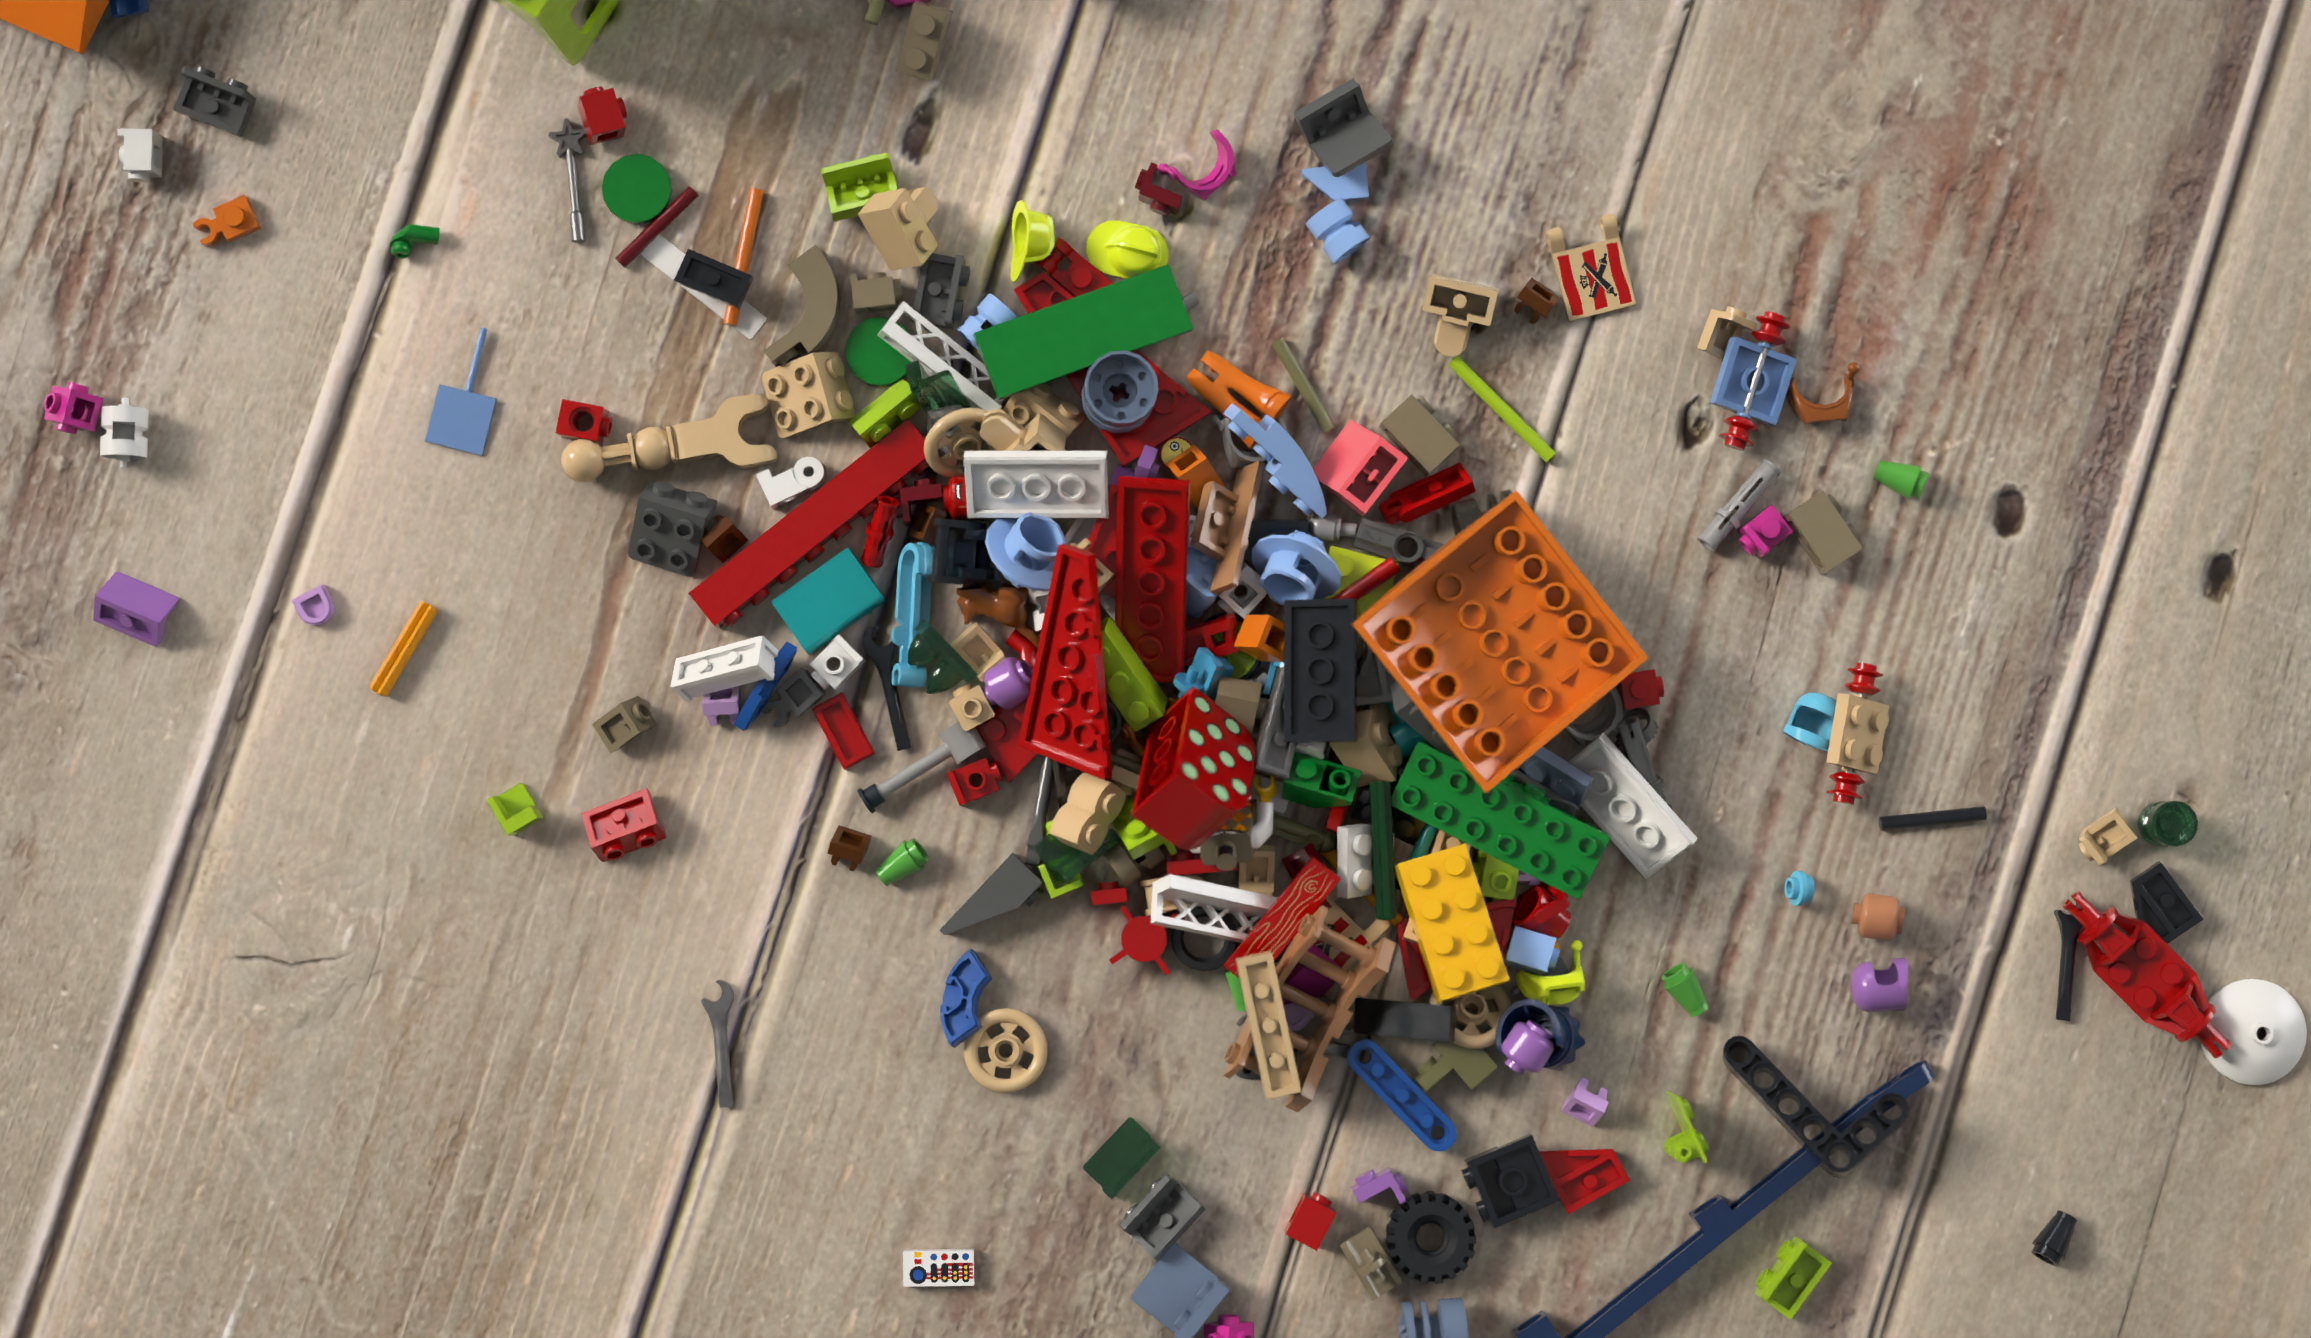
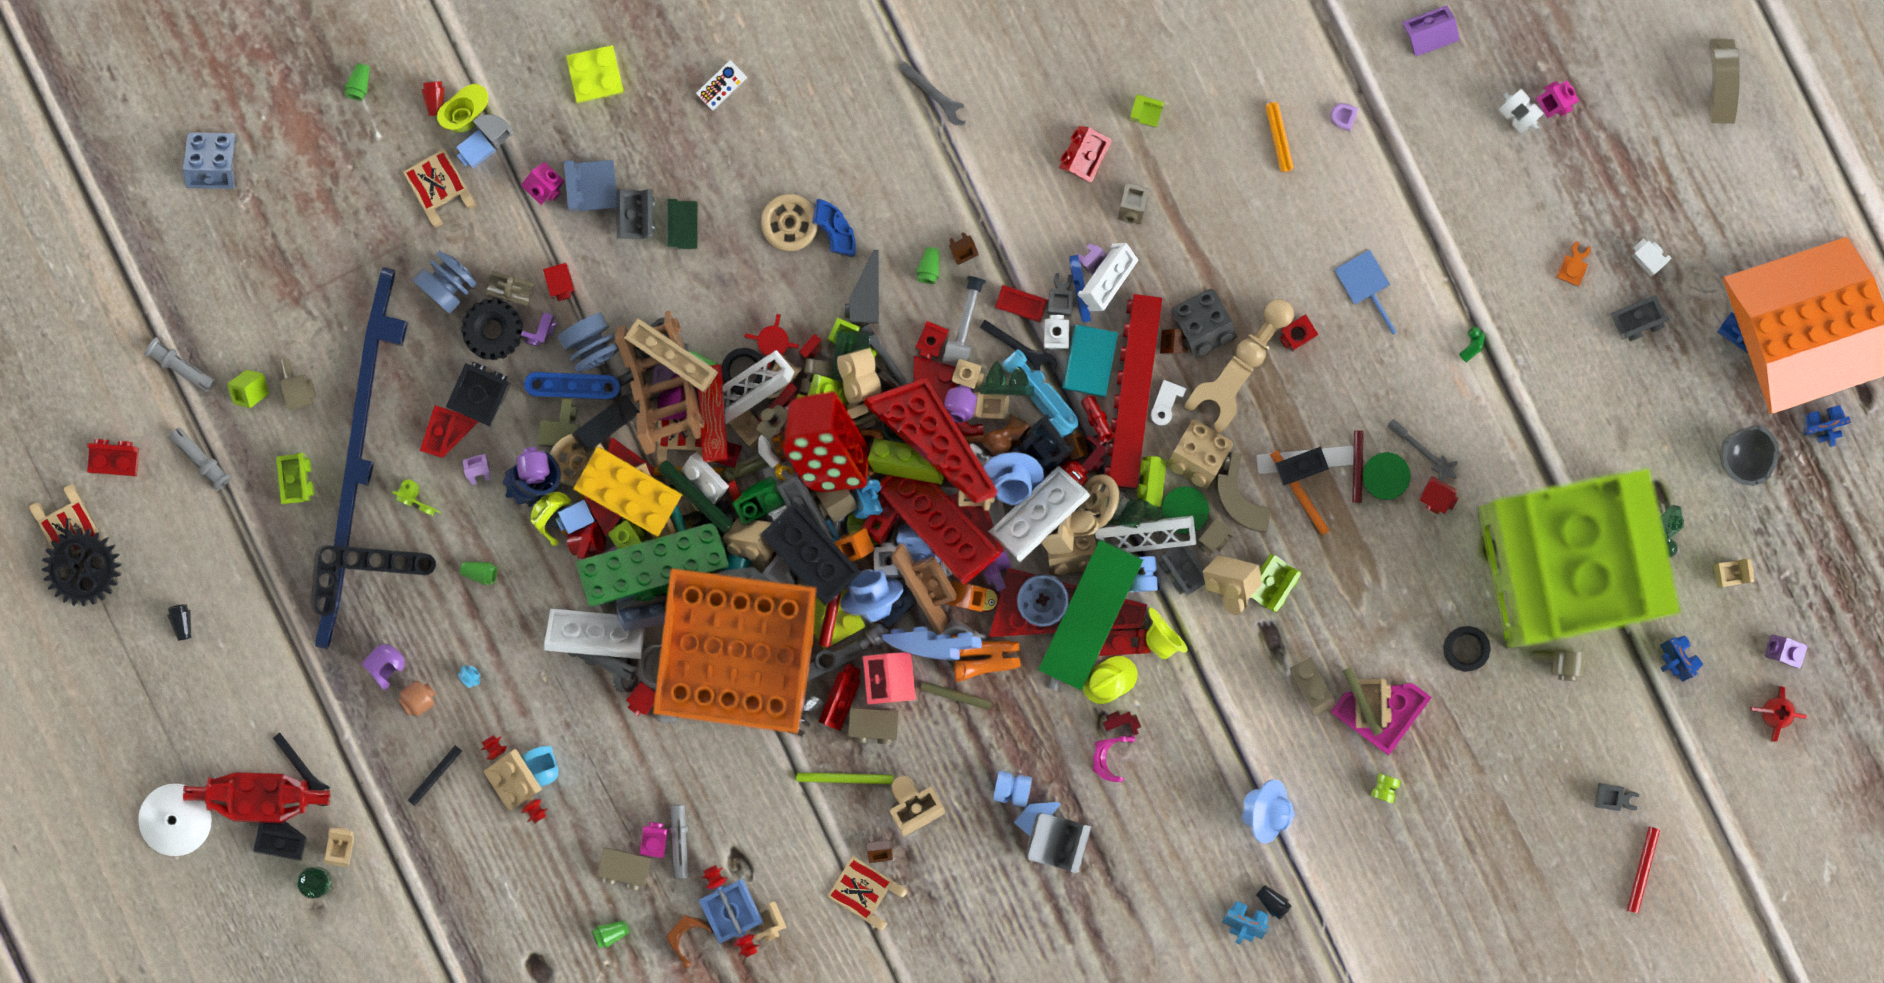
camera: 130 degrees right, 0 degrees up
(1341, 1124) = (589, 342): none -> sand blue wheel

